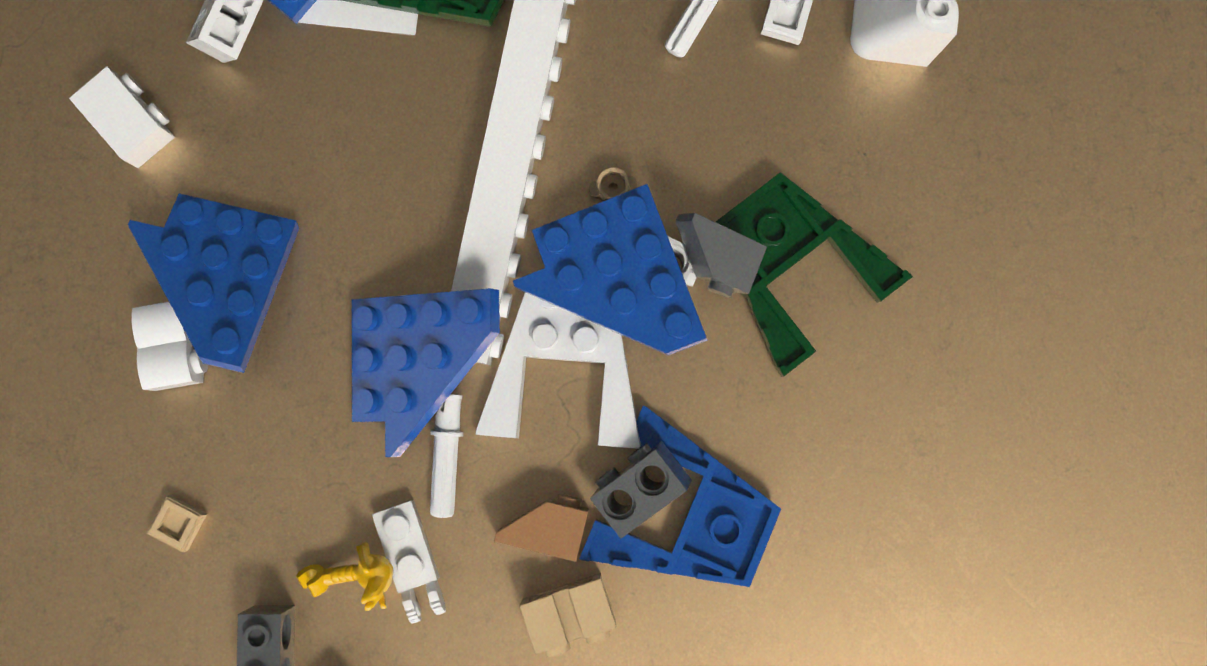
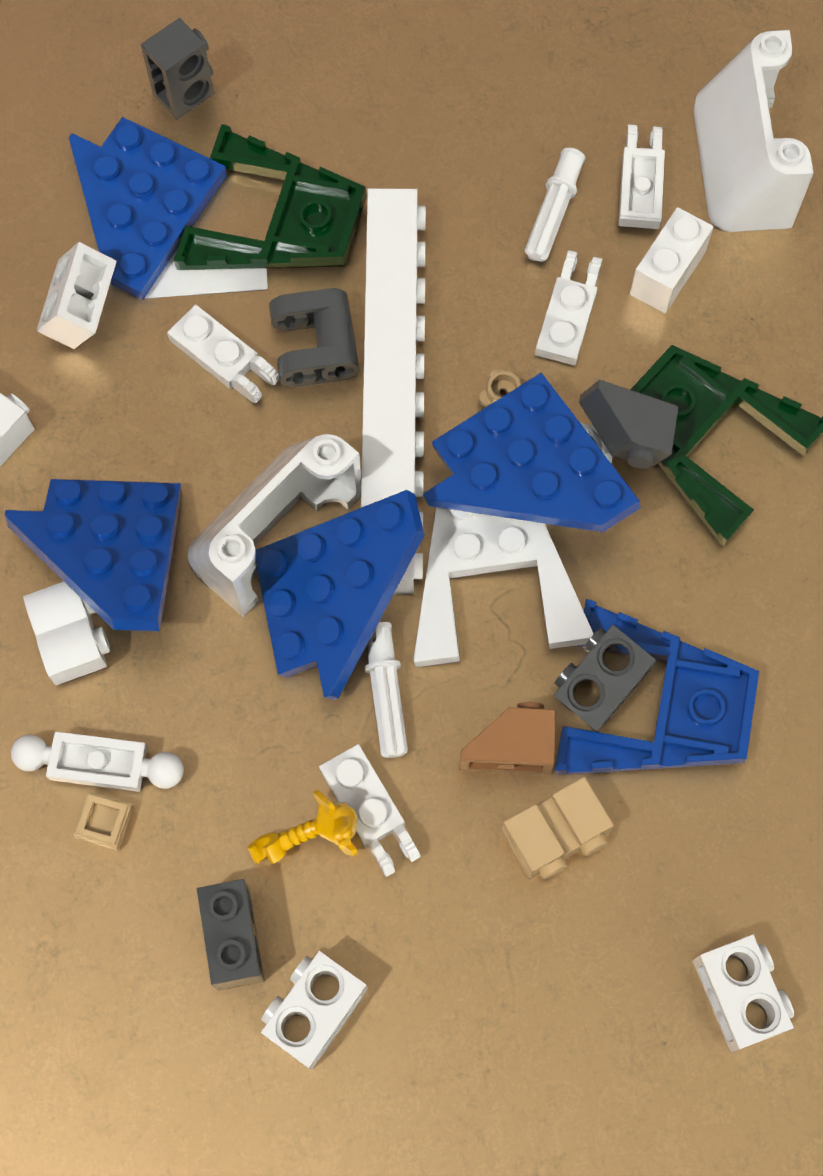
camera: 10 degrees left, 15 degrees down
(178, 471) = (97, 761): none -> white plate
(318, 296) = (314, 470): none -> white windscreen
(356, 92) = (221, 353): none -> white hinge
(465, 97) = (335, 352): none -> dark grey connector
(692, 116) = (568, 313): none -> white hinge
(801, 83) = (671, 260): none -> white brick

